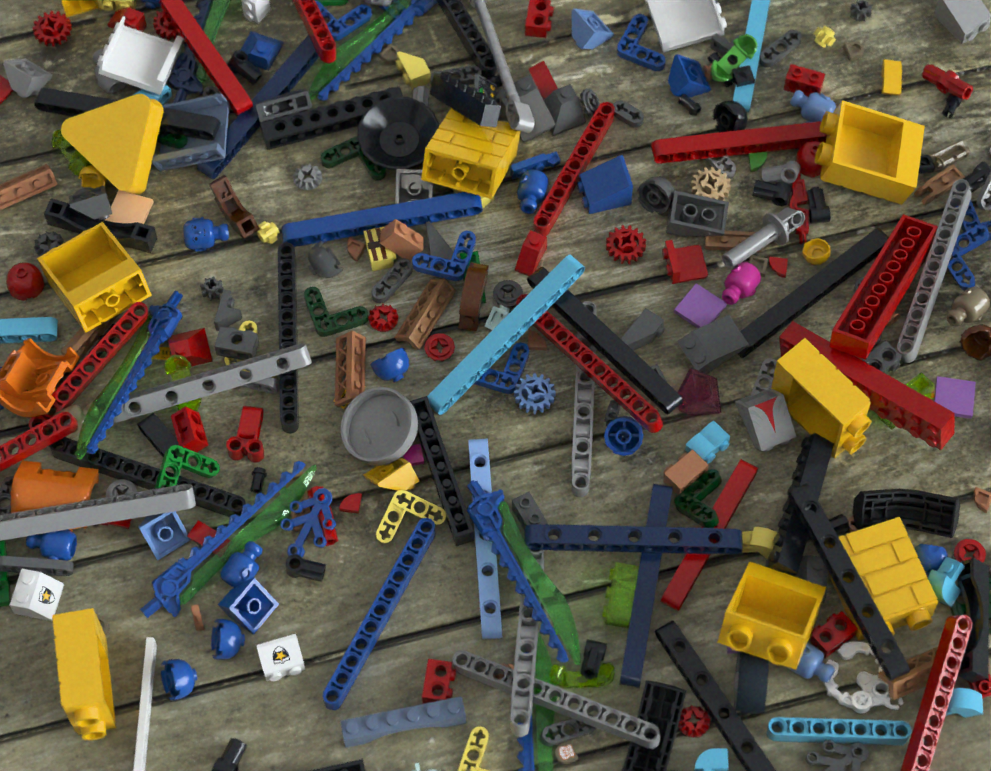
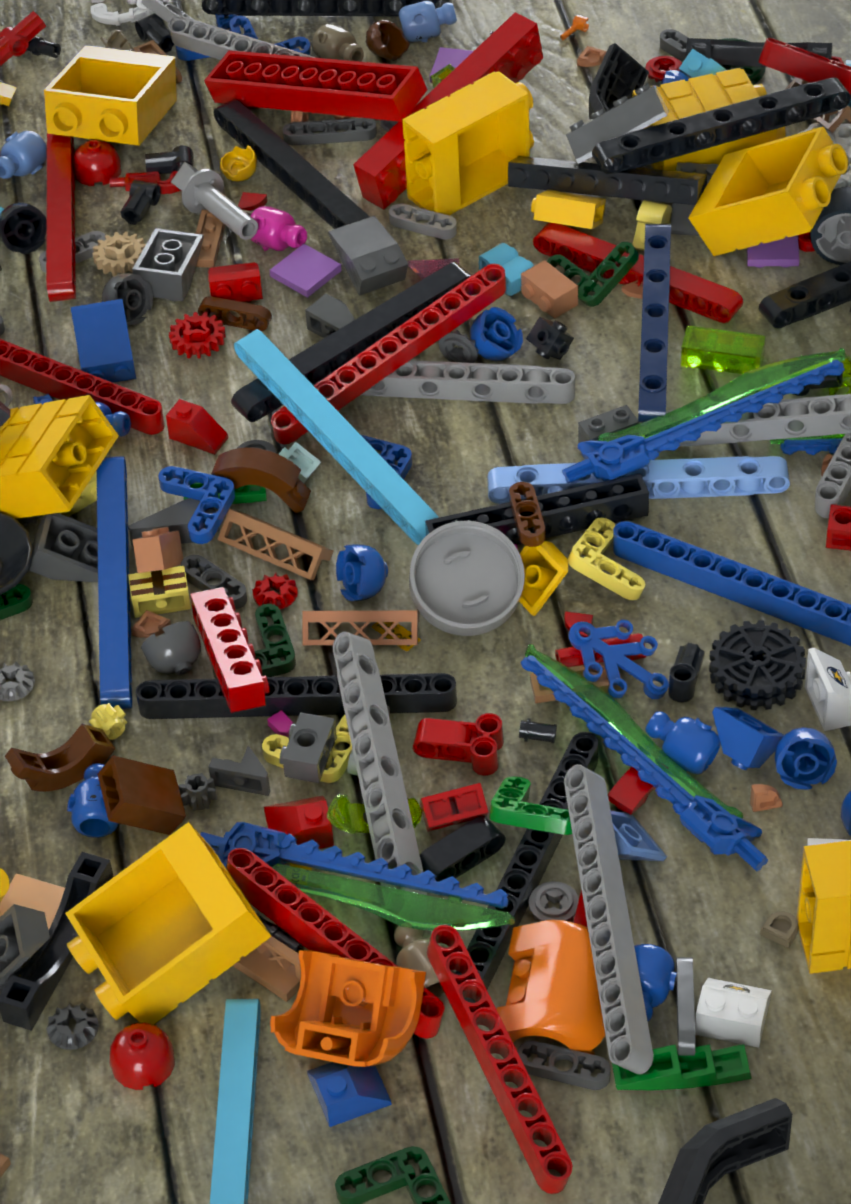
camera: 85 degrees left, 15 degrees down
(200, 255) = (141, 795): none -> reddish brown brick
(269, 332) = (280, 723): none -> dark pink piece
(309, 599) = (757, 665): none -> black piece
(323, 282) = (229, 650): none -> red brick
(442, 459) = (523, 523): none -> reddish brown beam
(445, 341) = (342, 522): red gear -> none
(535, 394) = (420, 427): medium blue gear -> none
(626, 473) = (550, 338): none -> black brick
(645, 593) = (625, 319): dark blue beam -> none
(650, 266) = (251, 315): none -> reddish brown beam
(757, 160) = (87, 216): bright green tile -> none
(766, 419) = (478, 209): light grey slope -> none
(769, 480) = (568, 209): none -> yellow brick
(780, 174) = (117, 179): light grey piece -> none
(845, 503) = (624, 118): none -> dark grey slope

